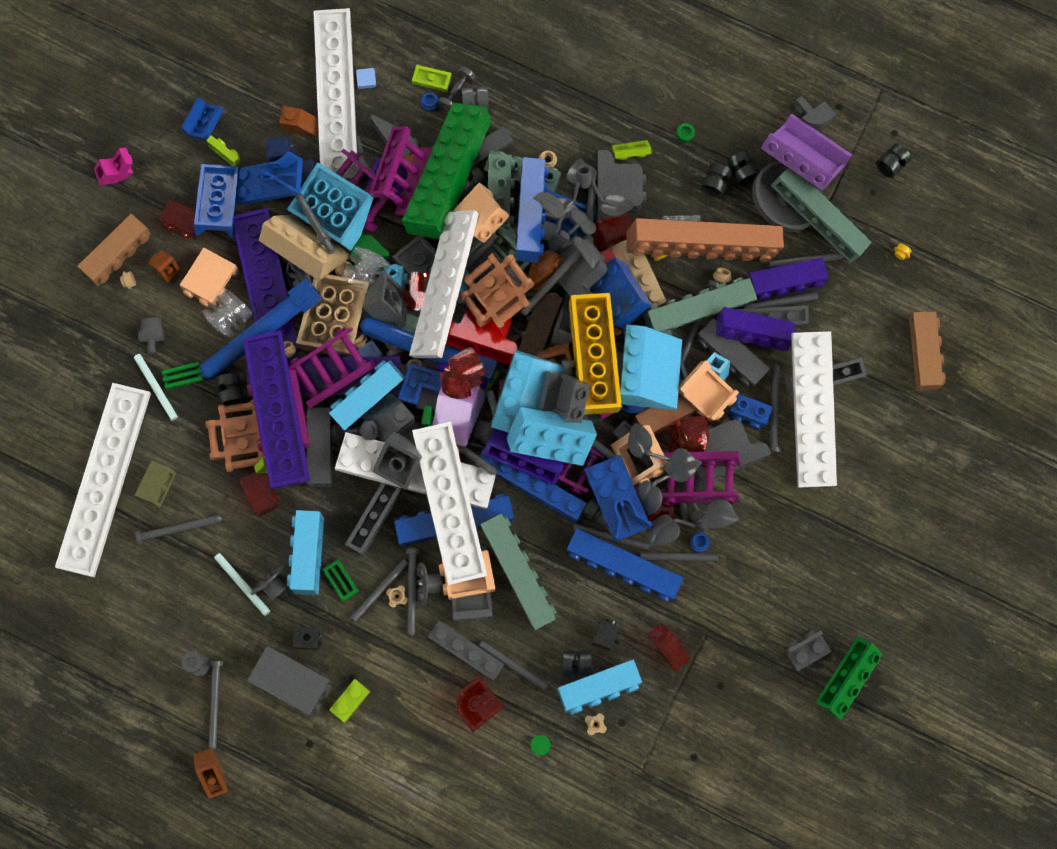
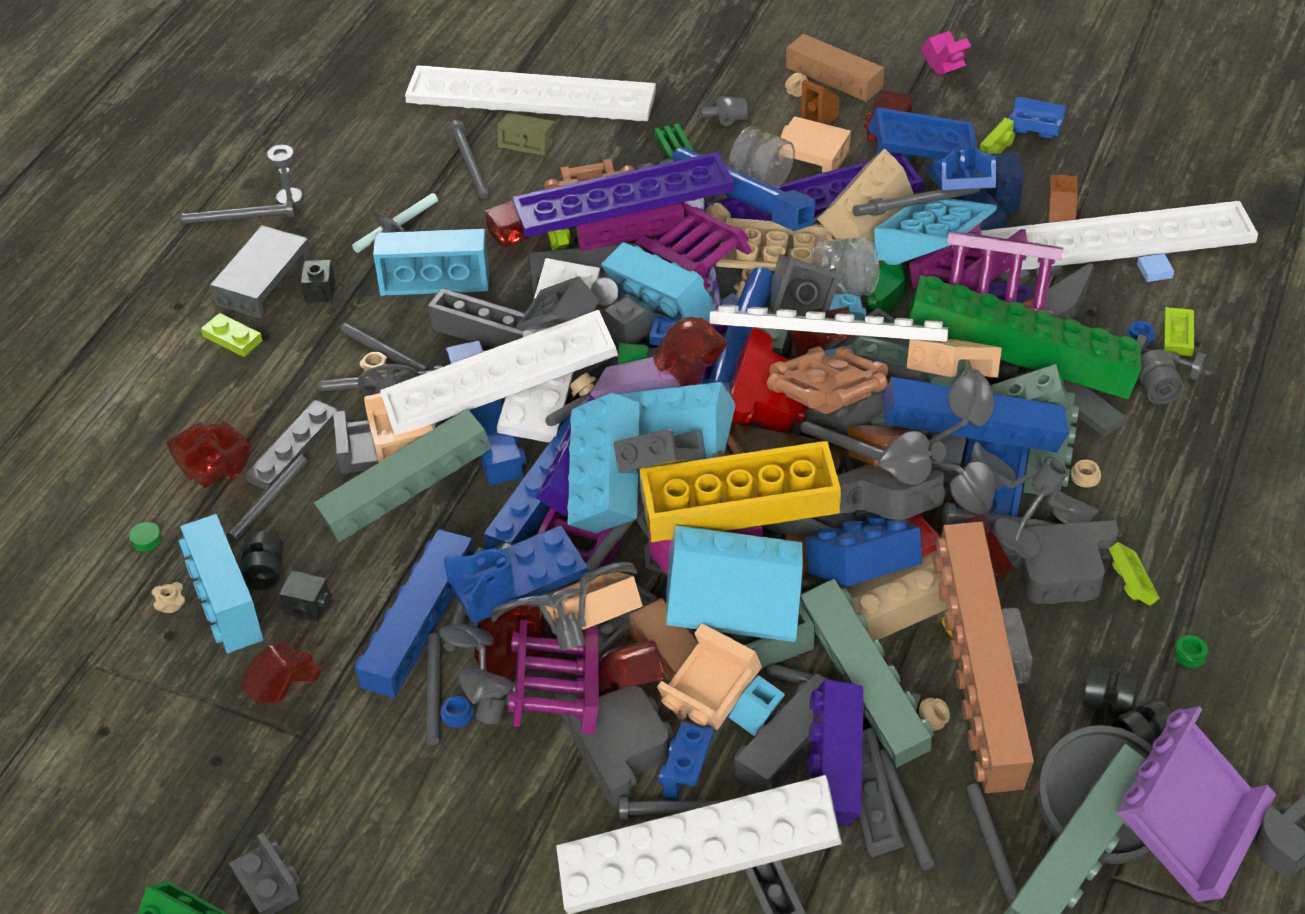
camera: 90 degrees right, 30 degrees down
(155, 386) = (657, 123): light aqua bar -> none
(210, 773) = (149, 213): dark orange slope -> none
(349, 594) = (399, 311): green tile -> none
(789, 278) = (948, 811): dark purple brick -> none

